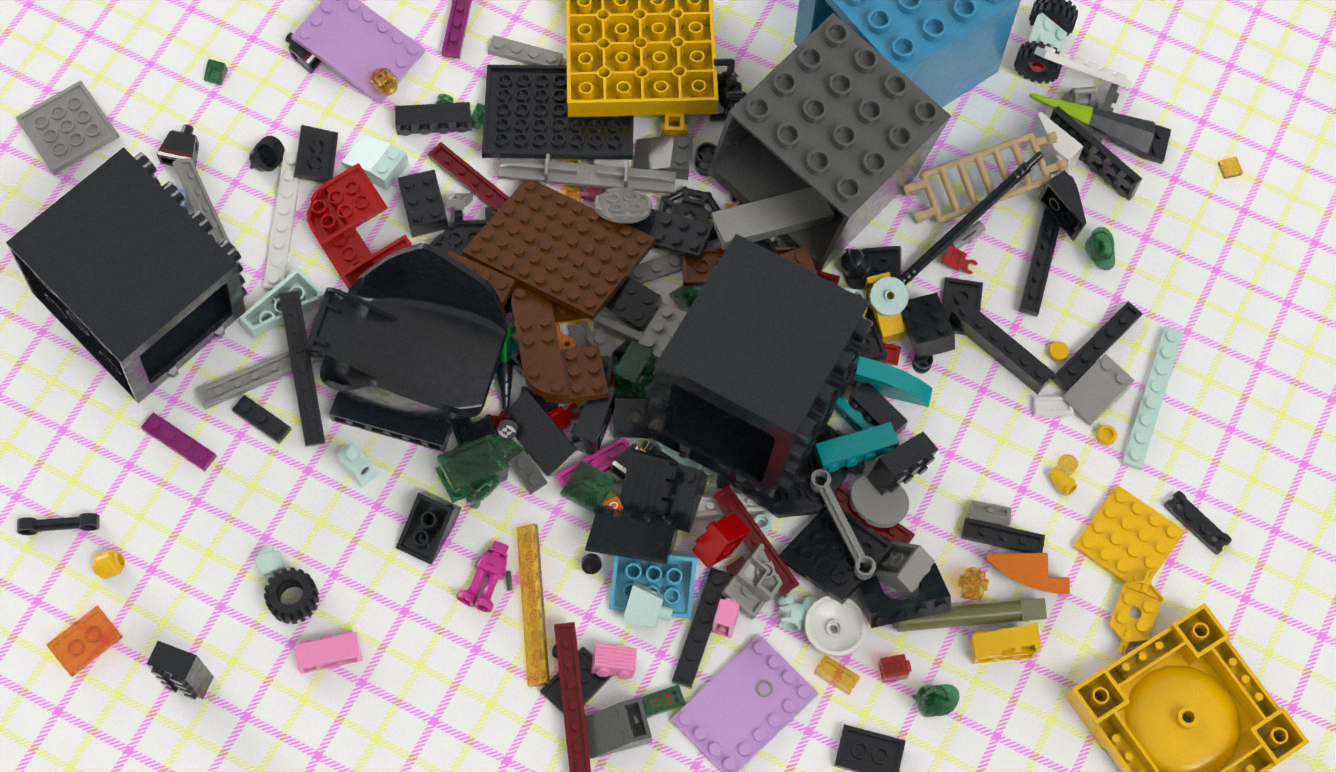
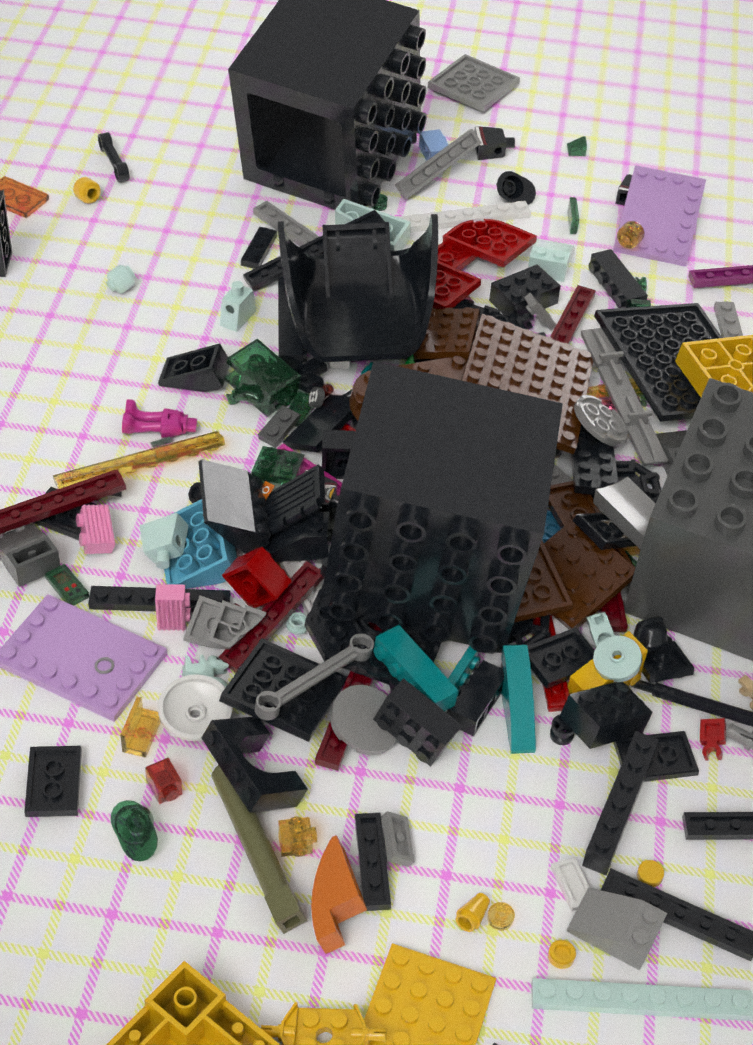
camera: 70 degrees right, 20 degrees down
(178, 441) = (216, 206): magenta plate -> none
(280, 584) = (92, 297): black tyre -> none
(315, 154) = (535, 217): black tile -> none
(324, 118) = (573, 215): none -> clear green tile
(328, 652) = (46, 334): bright pink brick -> none
(904, 567) = (285, 750): light grey slope -> none
(1005, 644) = (229, 889): yellow wedge -> none

